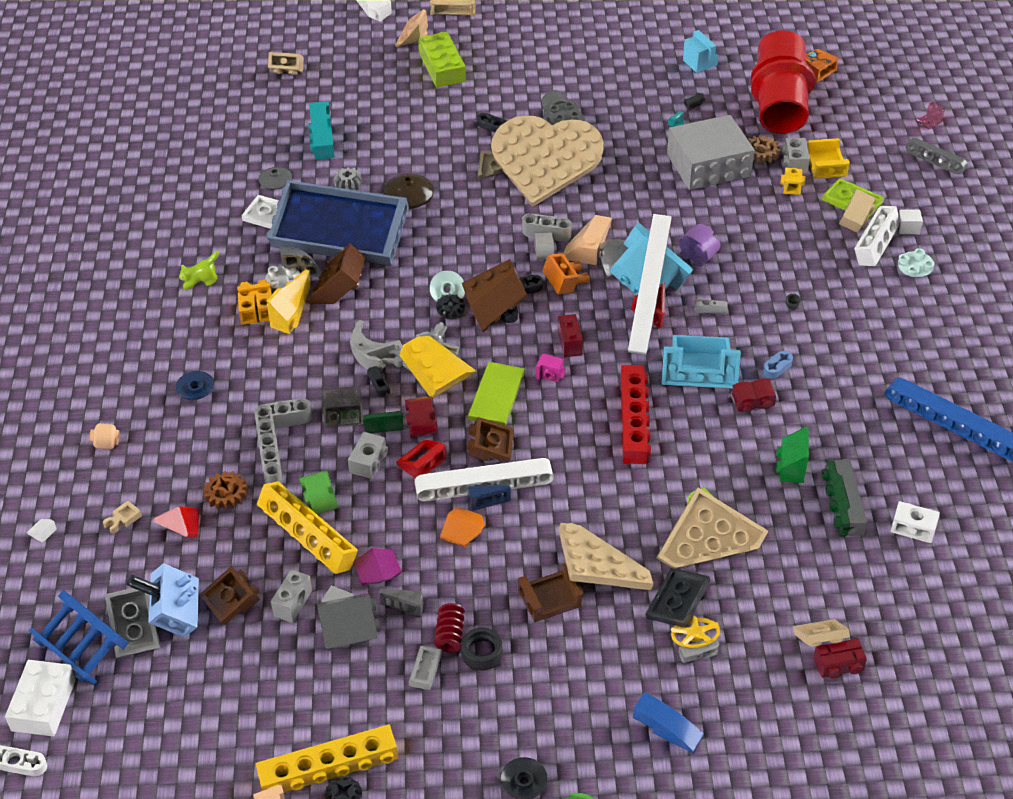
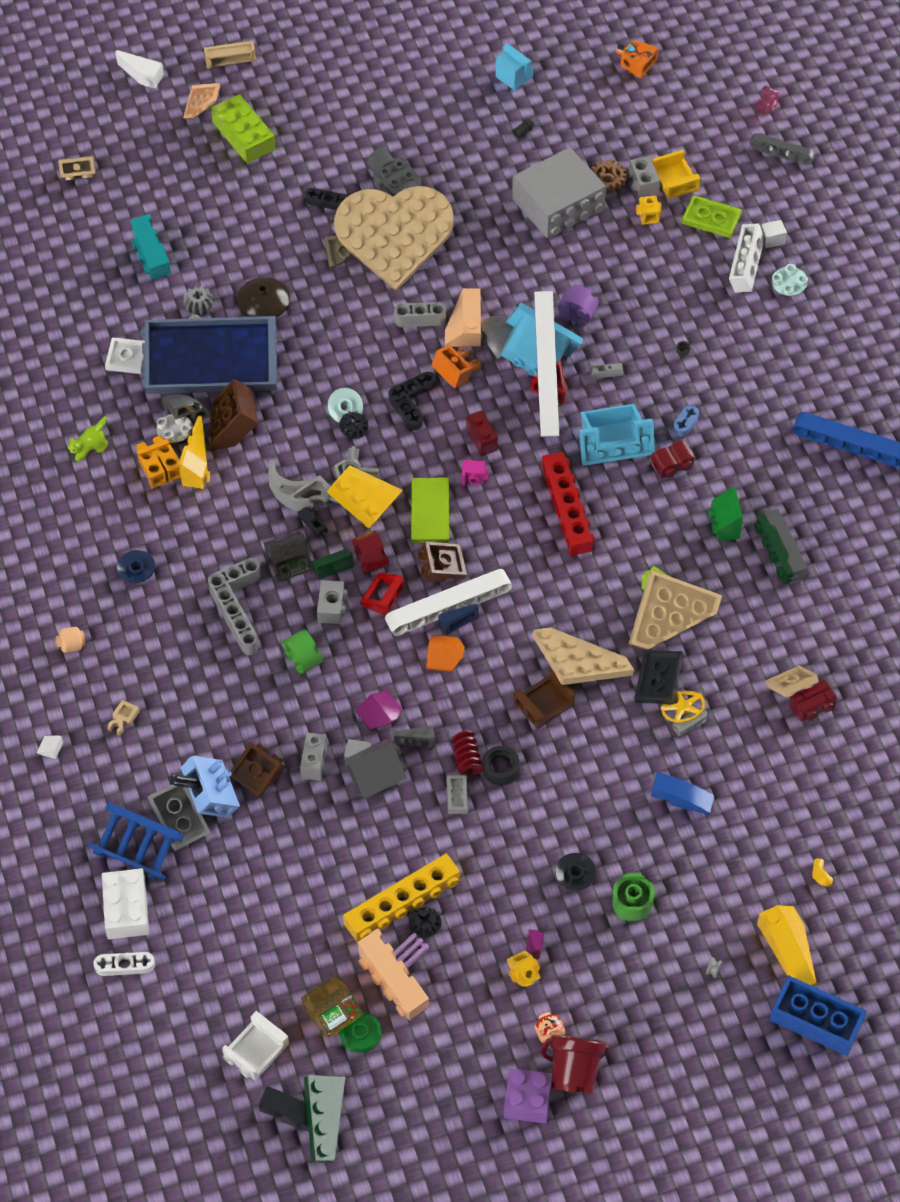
camera: 15 degrees left, 10 degrees up
(181, 520) = (181, 708): slope -> none
(225, 490) = (210, 668): dark orange gear -> none
(274, 178) = (119, 311): dark grey dish -> none
(307, 527) = (303, 687): yellow brick -> none
(494, 293) = (395, 403): reddish brown wedge -> none
(543, 245) = (425, 338): light grey beam -> none
(676, 120) = (512, 157): teal plate -> none
(782, 82) = (611, 95): red piece -> none
(857, 211) = (721, 233): tan brick -> none
(915, 522) = (841, 561): white brick -> none

